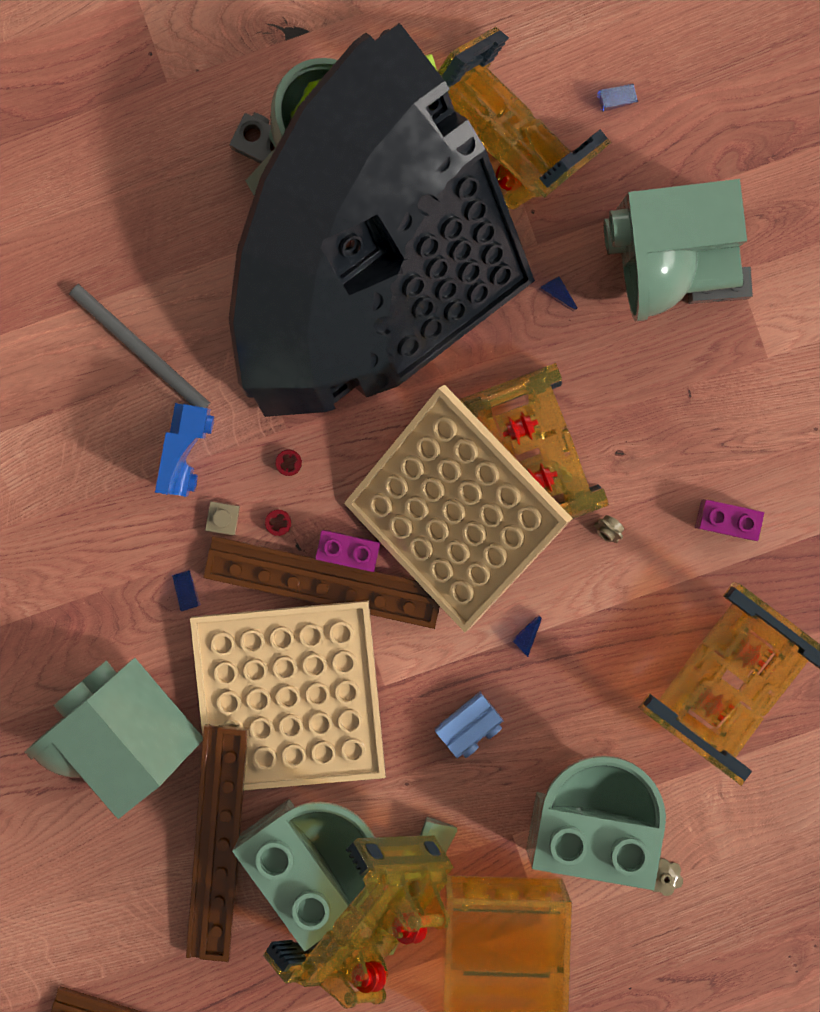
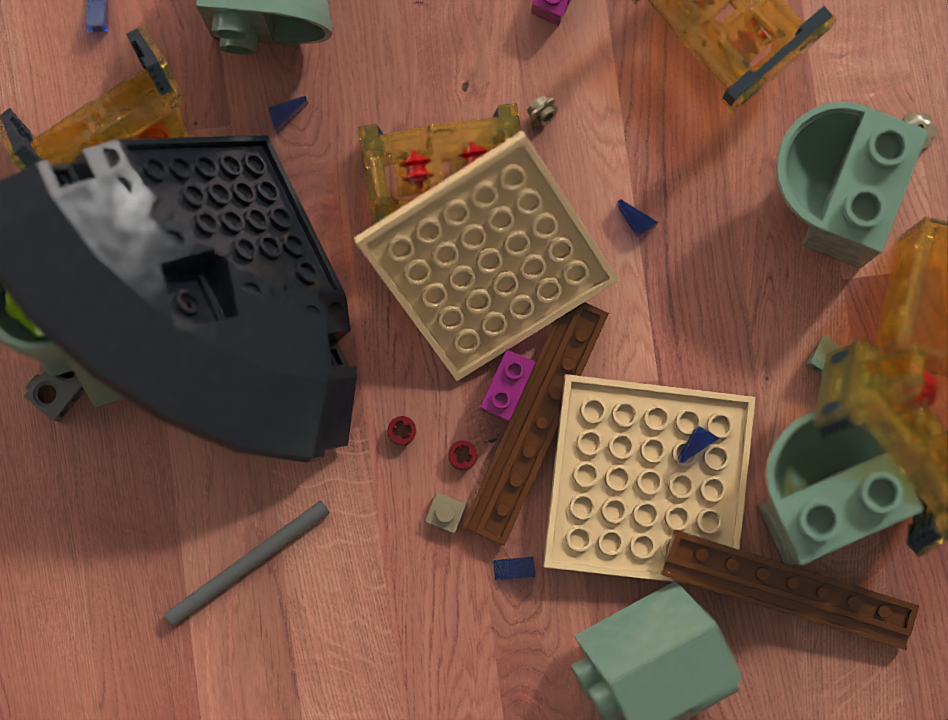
camera: 75 degrees left, 5 degrees down
(187, 427) = (339, 522): blue slope -> none
(329, 732) = (697, 442): none -> clear blue piece
(469, 725) = (718, 298): medium blue brick -> none

